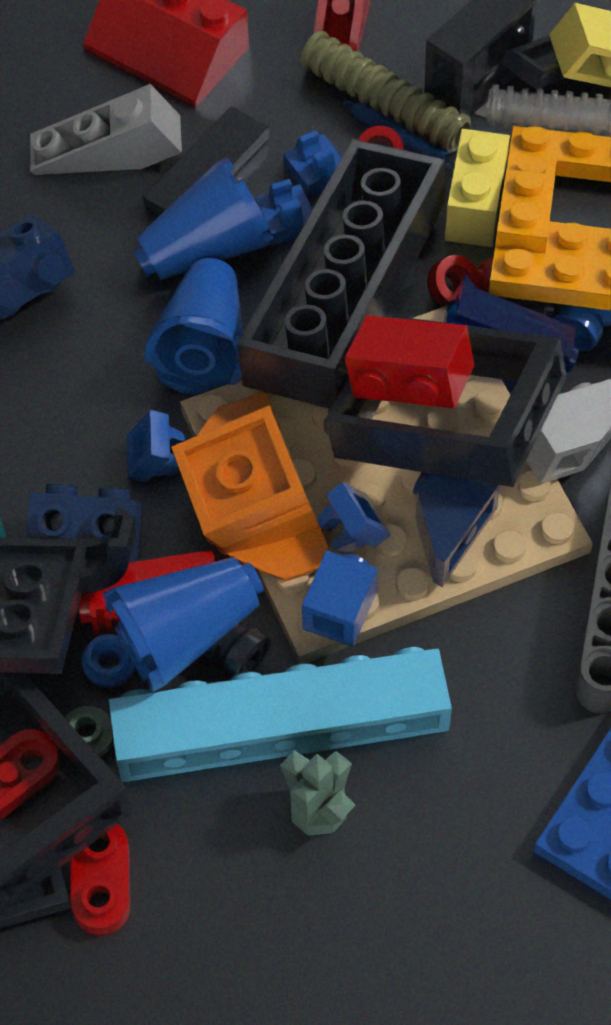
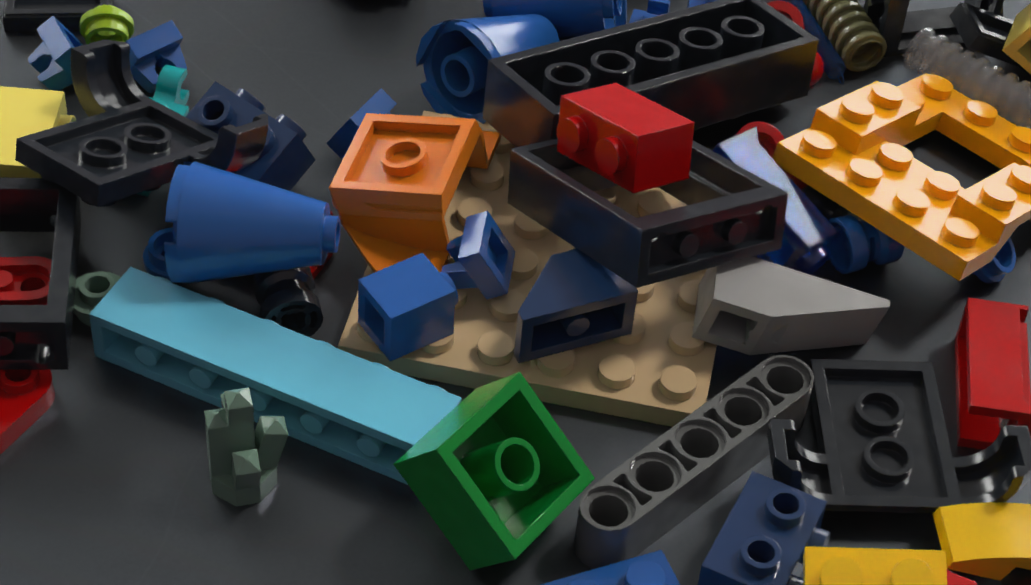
camera: 30 degrees right, 15 degrees down
(477, 188) = (838, 75): light yellow brick -> none
(513, 694) = (495, 472): none -> green brick

